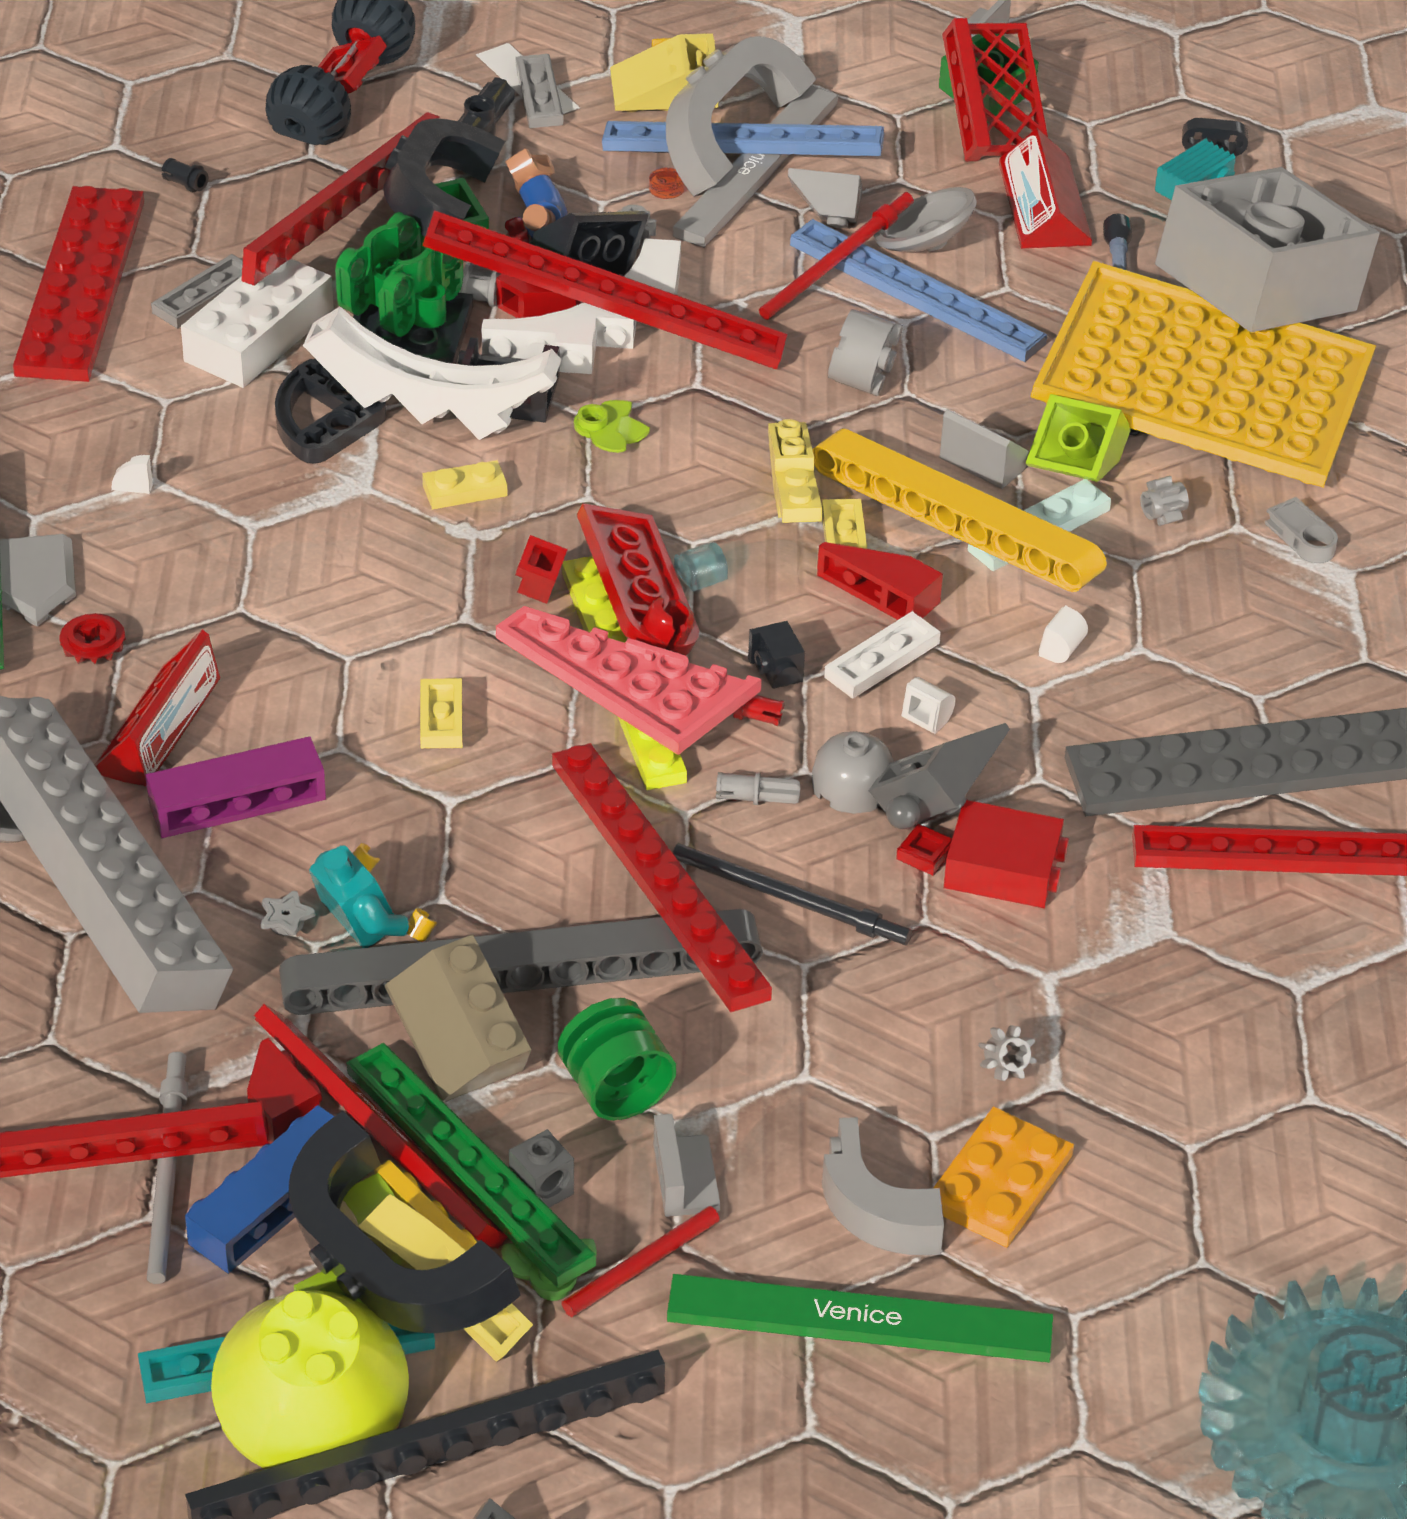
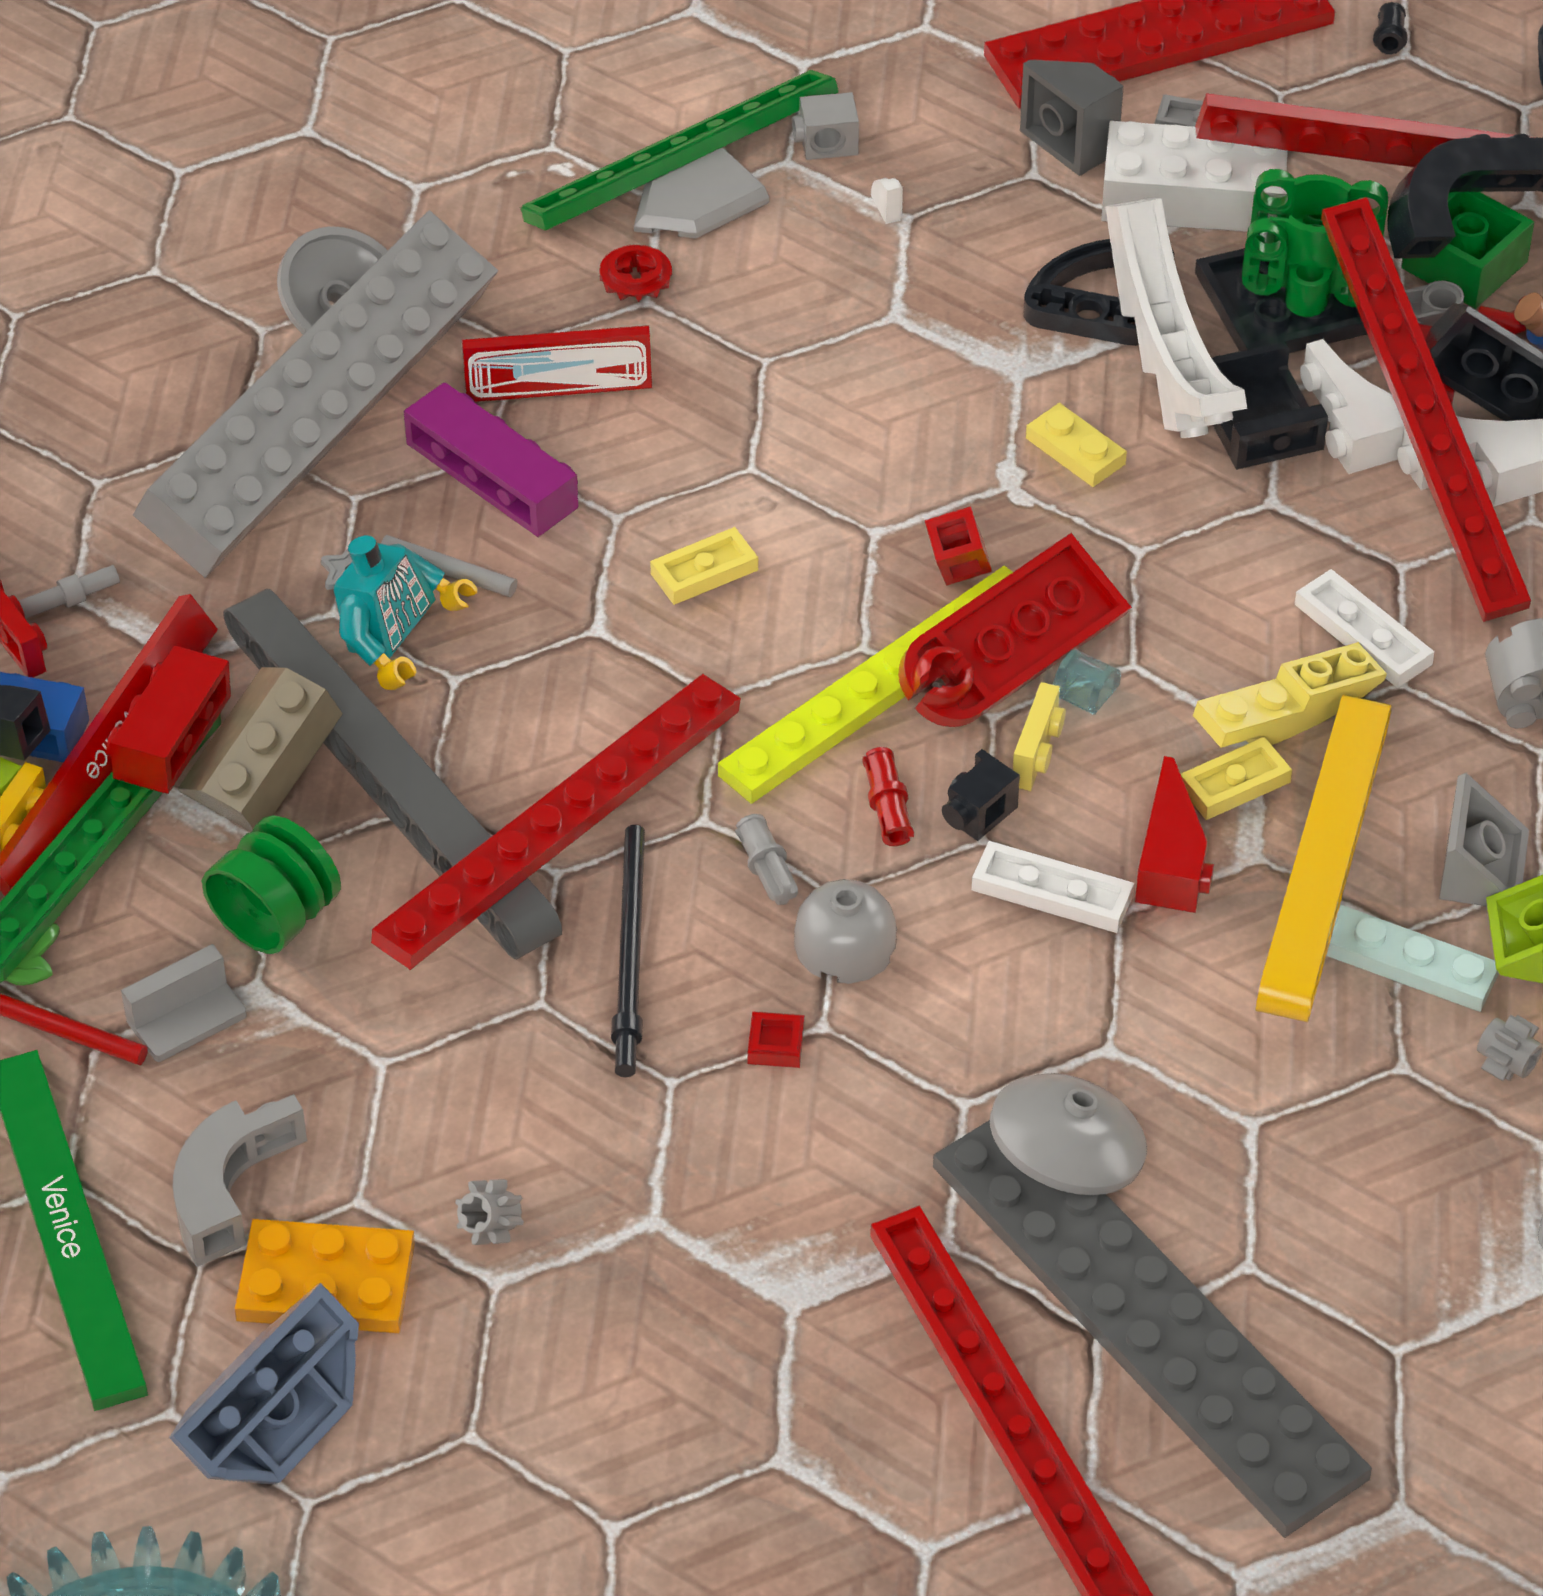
camera: 65 degrees right, 5 degrees up
(31, 474) = (827, 126): none -> light grey brick
(147, 344) = (1070, 110): none -> dark grey slope
(280, 1088) = (100, 656): red slope -> none
(301, 868) = (460, 569): none -> light grey bar
(394, 1062) = (169, 719): none -> red brick
(544, 1167) = (106, 893): dark grey brick -> none
(610, 425) = (1262, 519): lime plate -> none
(632, 679) = (834, 693): coral wing -> none
(737, 603) = (1033, 748): none -> light yellow plate
(746, 418) = (1356, 619): none -> white plate
(927, 705) = (999, 954): white brick -> none
(935, 779) = (854, 987): dark grey slope -> none
(1005, 854) = (799, 1105): red brick -> none
(1063, 635) = (1200, 1033): white brick -> none
(1106, 1231) = (275, 1395): none -> sand blue wedge
(1113, 727) = (1068, 1134): none -> light grey dish

